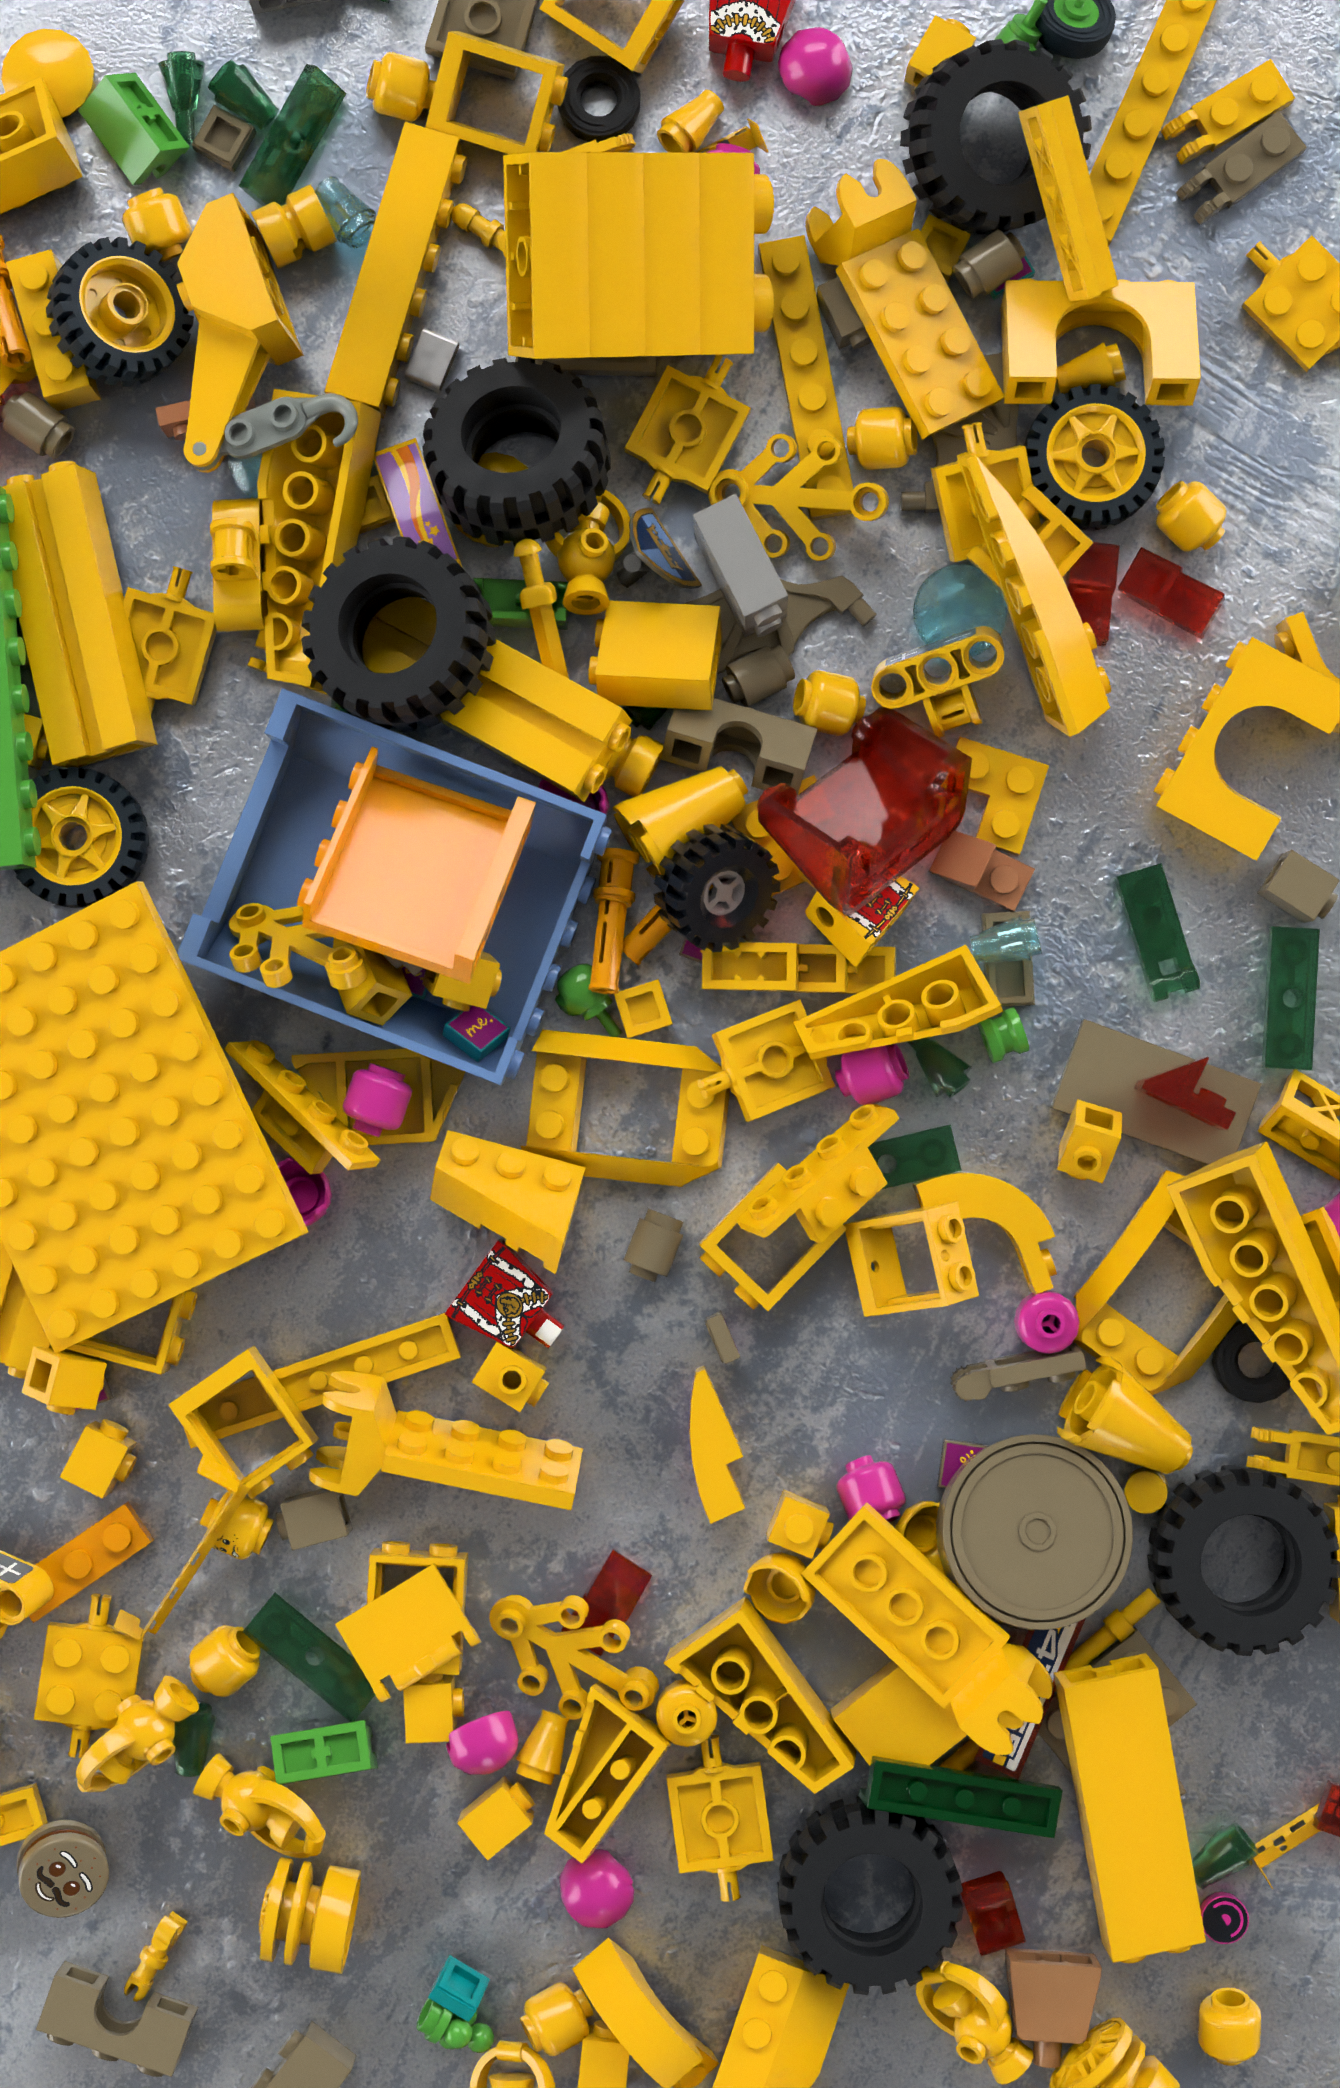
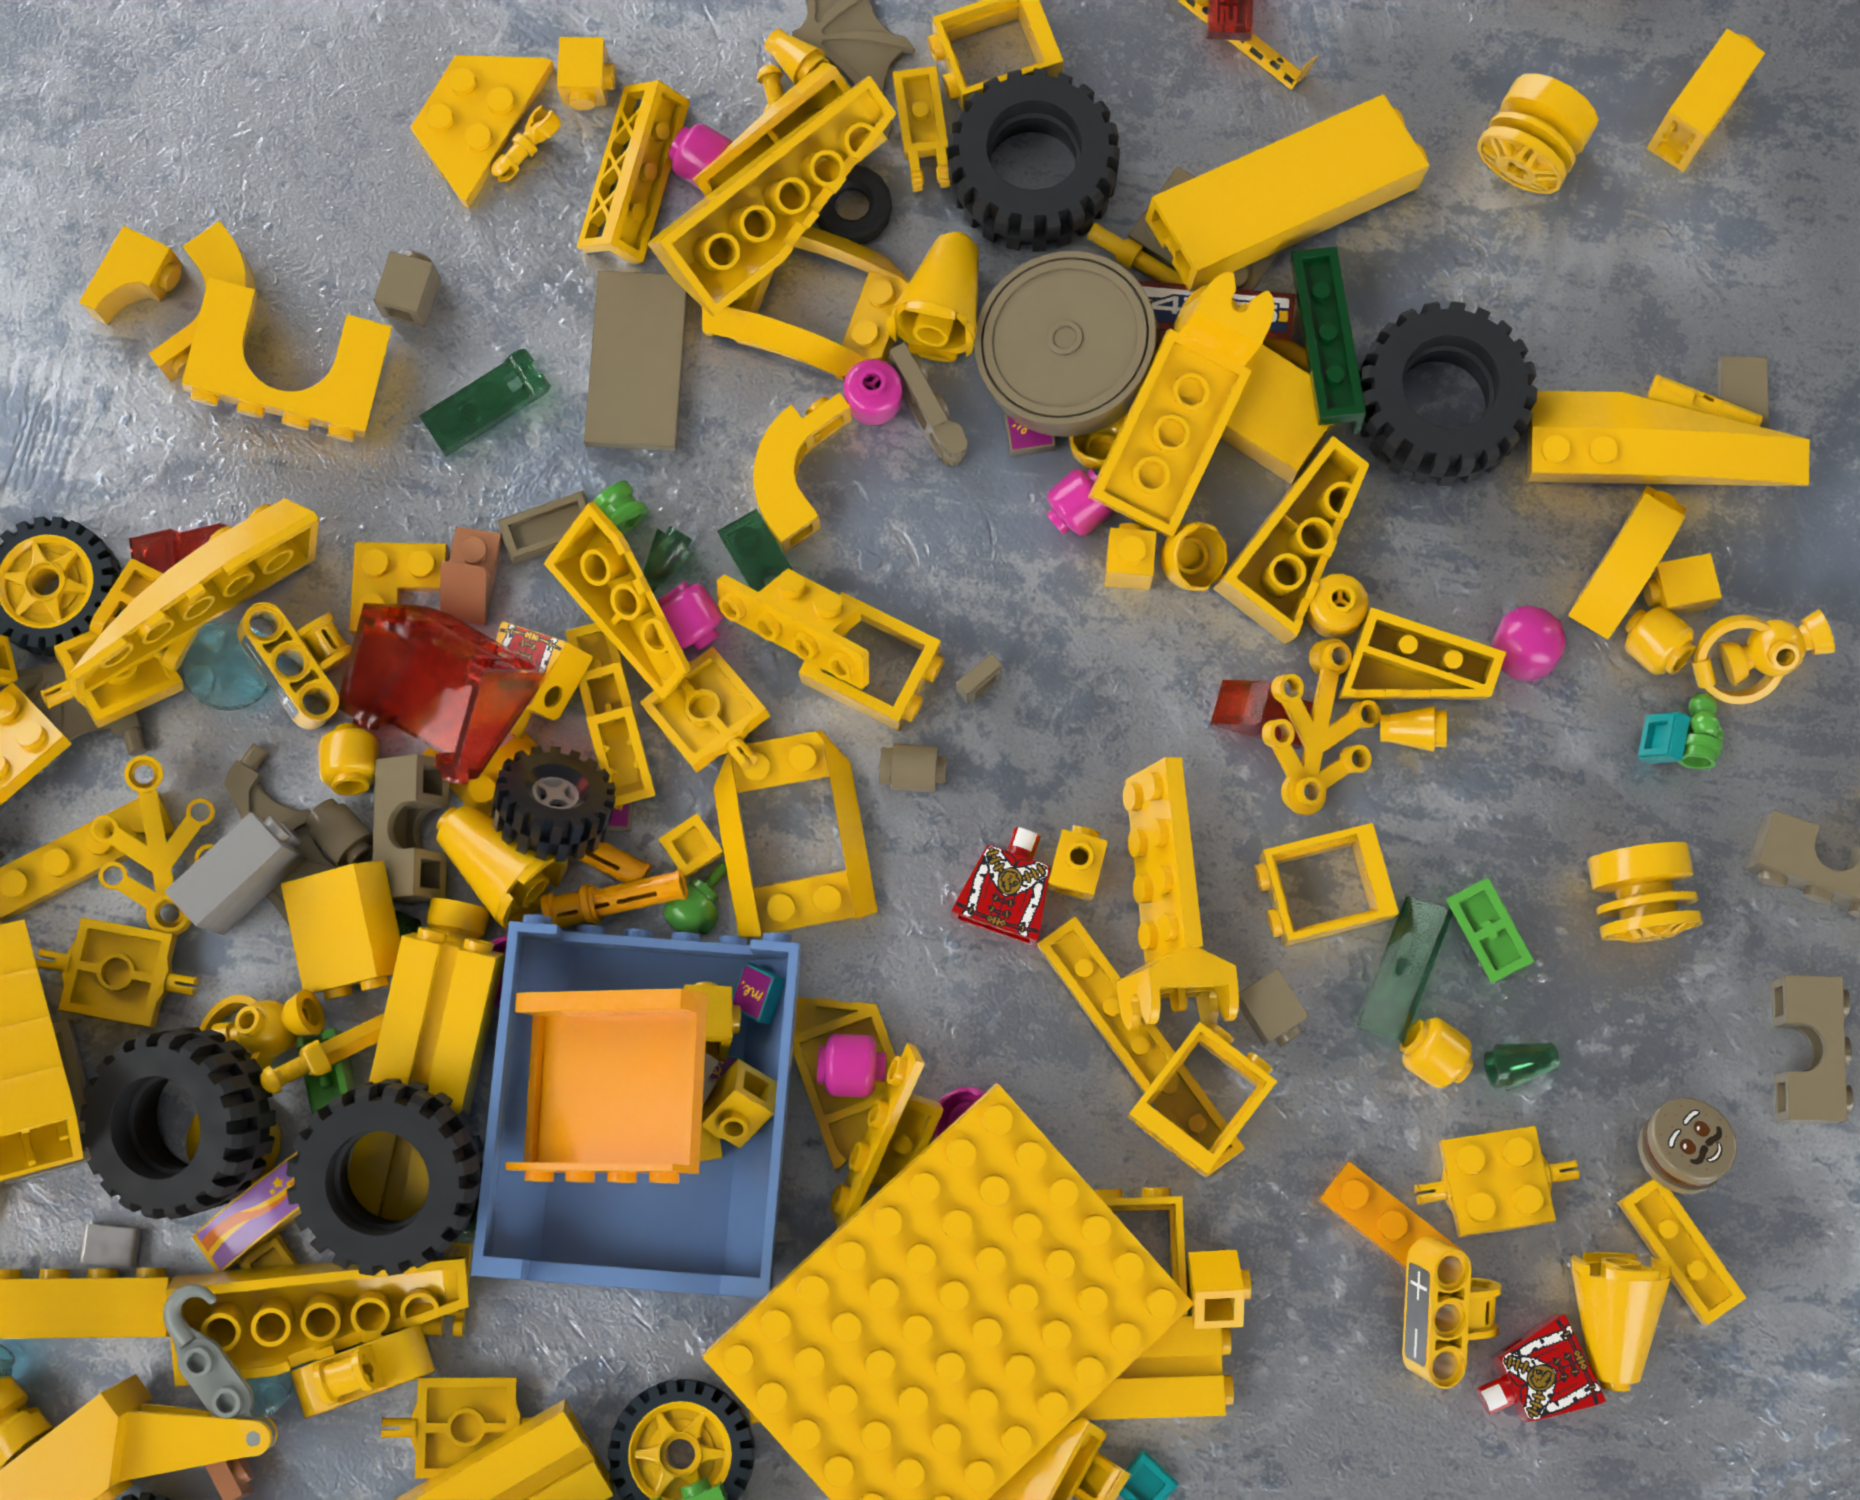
camera: 105 degrees left, 10 degrees down
(101, 1458) = (1283, 1234): yellow brick -> none
(139, 1738) = (1531, 1107): yellow piece -> none
(155, 1956) = (1738, 1034): yellow piece -> none
(223, 1476) = (1257, 1095): yellow piece -> none
(245, 1530) = (1303, 1080): yellow head -> none
(259, 923) = (714, 1238): yellow plant -> none
(262, 1807) = (1562, 970): yellow piece -> none
(407, 1632) = (1348, 882): yellow piece -> none
(432, 1708) = (1413, 842): yellow brick -> none
(483, 1744) = (1430, 781): dark pink hair -> none
(497, 1816) = (1492, 749): yellow brick -> none
(509, 1192) = (902, 913): yellow wedge -> none
(654, 552) = (245, 963): shield -> none
(712, 1449) = (1085, 657): yellow slope -> none
(719, 1818) = (1424, 549): yellow plate -> none
(882, 438) = (80, 784): yellow head -> none
(884, 1288) = (885, 549): yellow window -> none
(978, 2024) = (1523, 271): yellow piece -> none
(992, 1913) = (1423, 282): clear red slope -> none
(1007, 941) = (529, 526): clear light blue cone -> none
(1051, 1999) = (1482, 213): medium nougat torso -> none
(1089, 1141) = (695, 401): yellow brick -> none
(1146, 1490) = (998, 262): yellow piece -> none
(1171, 593) = (164, 480): clear red slope -> none
(1176, 1089) = (624, 336): clear red slope -> none
(1191, 516) = (84, 481): yellow head -> none
(1223, 1855) = (1302, 103): clear green cone -> none
(1224, 1917) = (1357, 87): black tile -> none
(1229, 2026) = (1451, 56): yellow head -> none
(1291, 967) = (485, 272): clear green tile -> none

